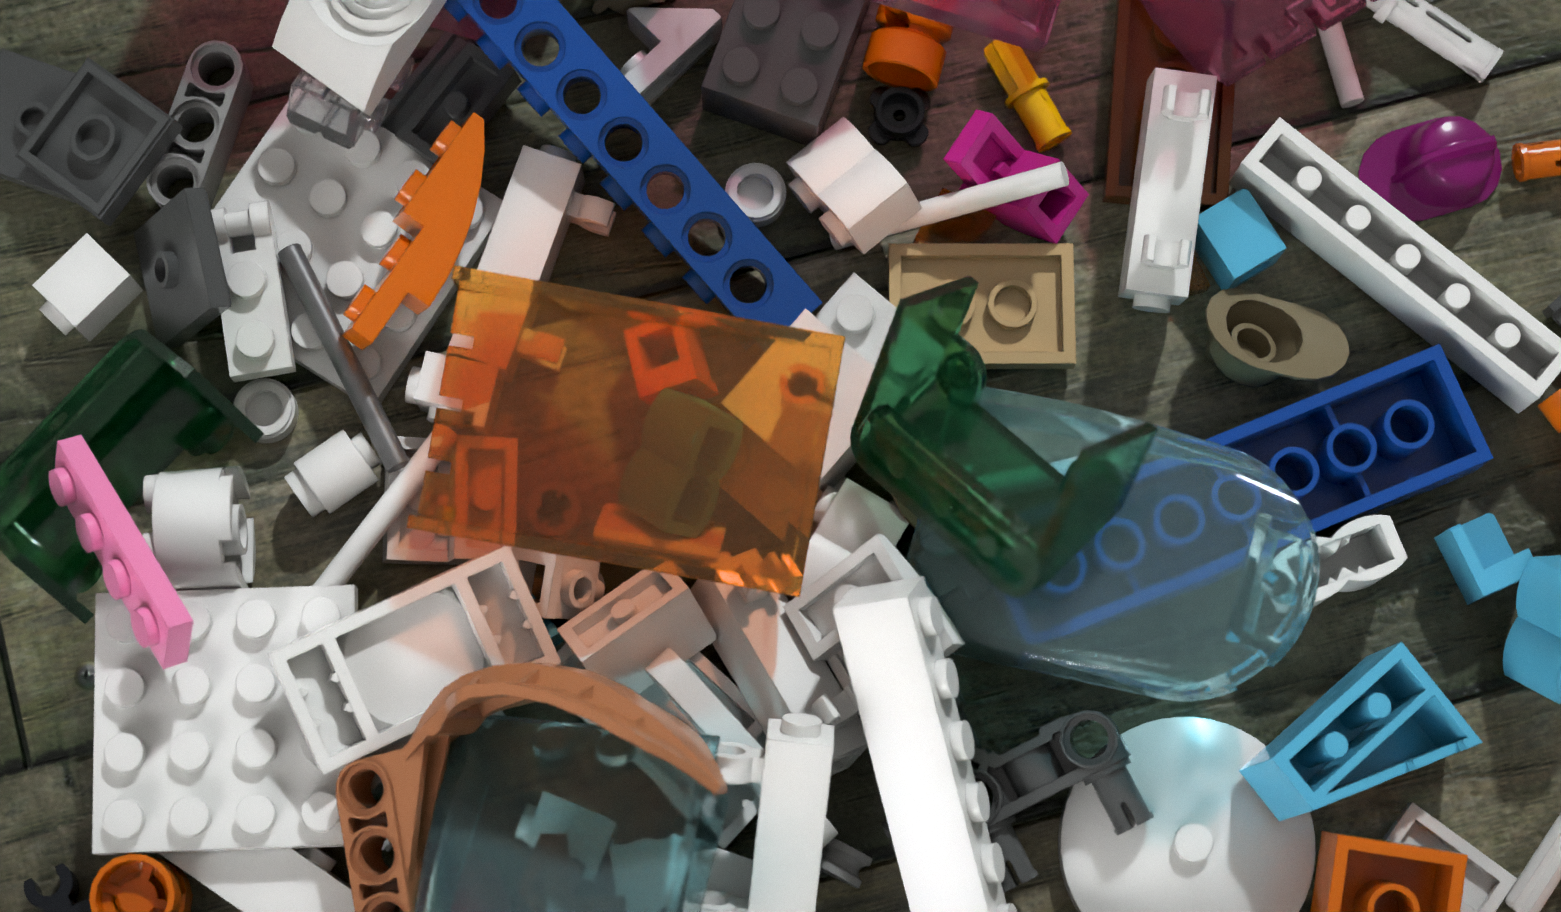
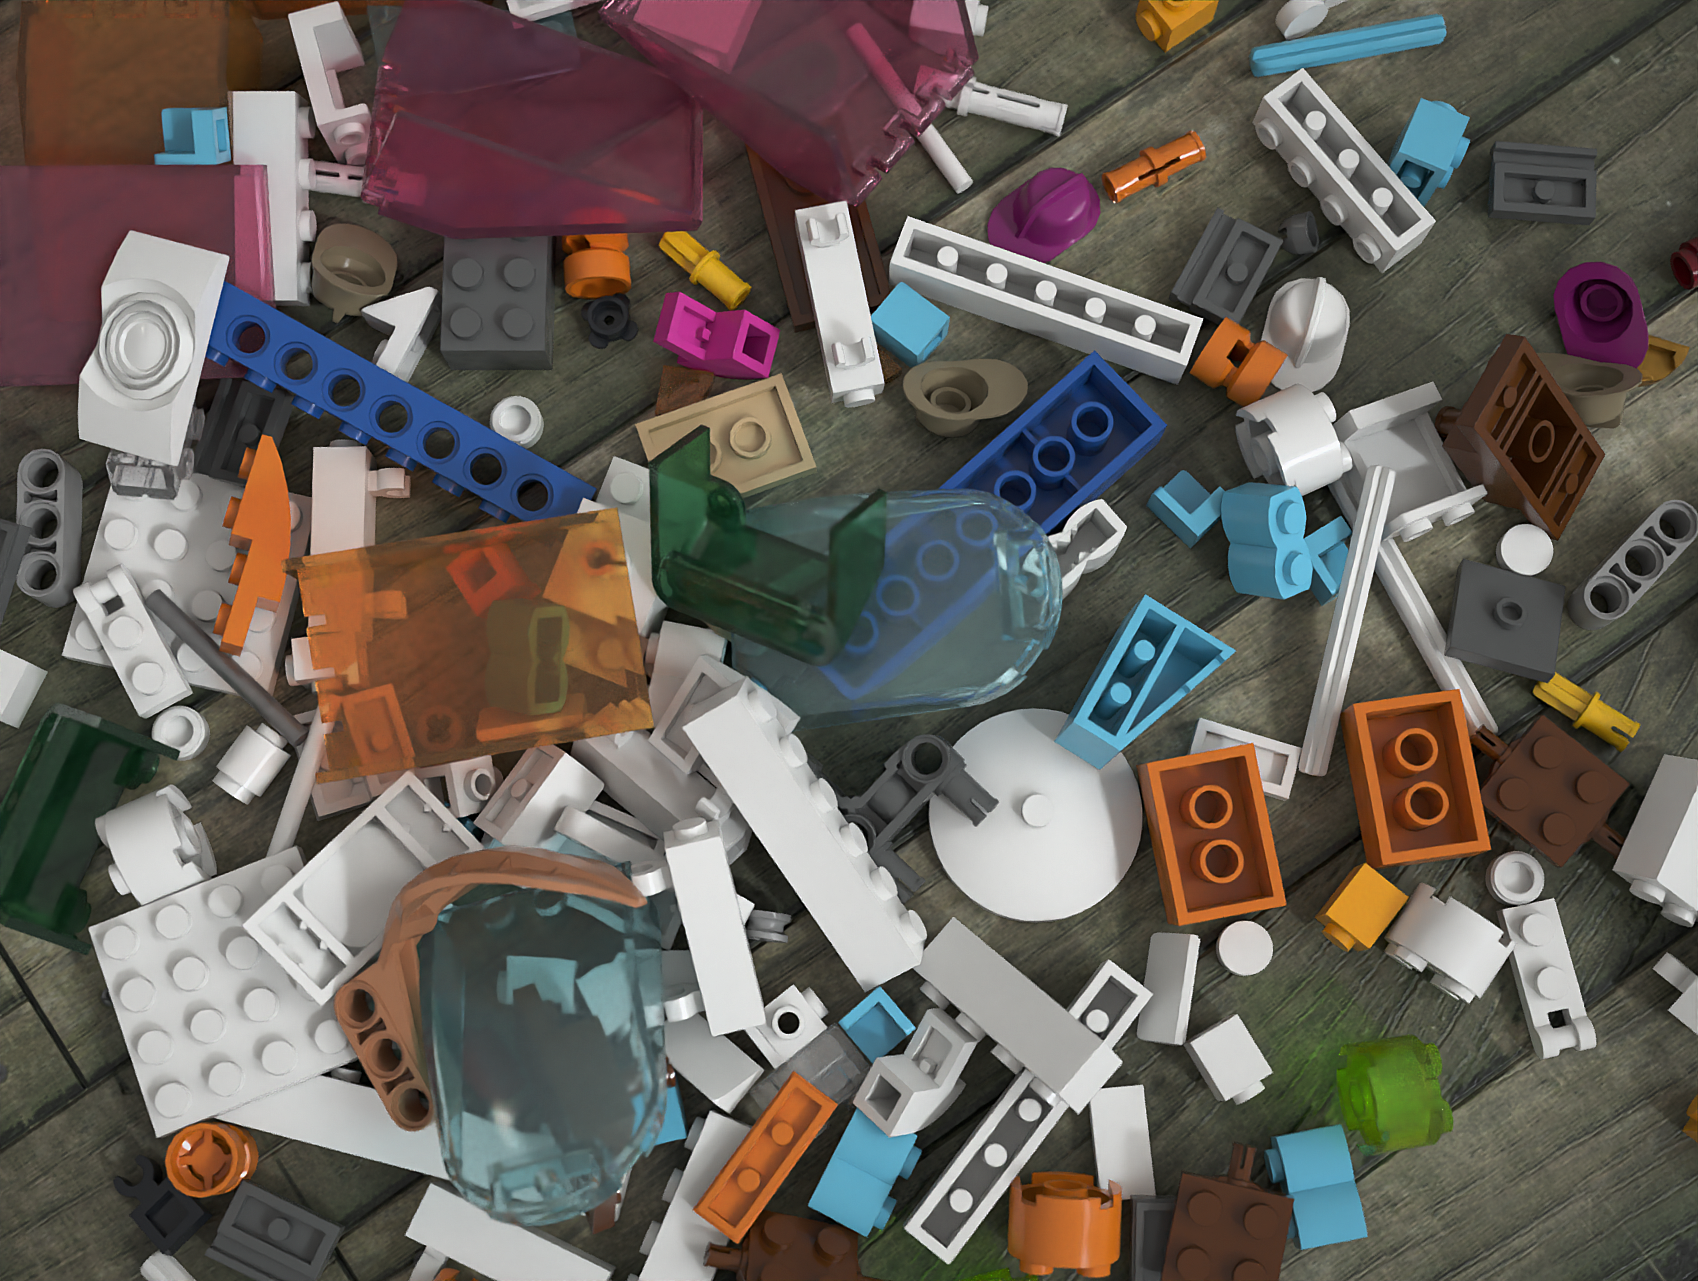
camera: 15 degrees left, 0 degrees up
(126, 559) = (102, 892): bright pink plate -> none
(182, 267) = (70, 641): dark grey plate -> none
(852, 186) = (589, 388): white brick -> none
(983, 196) = (671, 377): white bar -> none

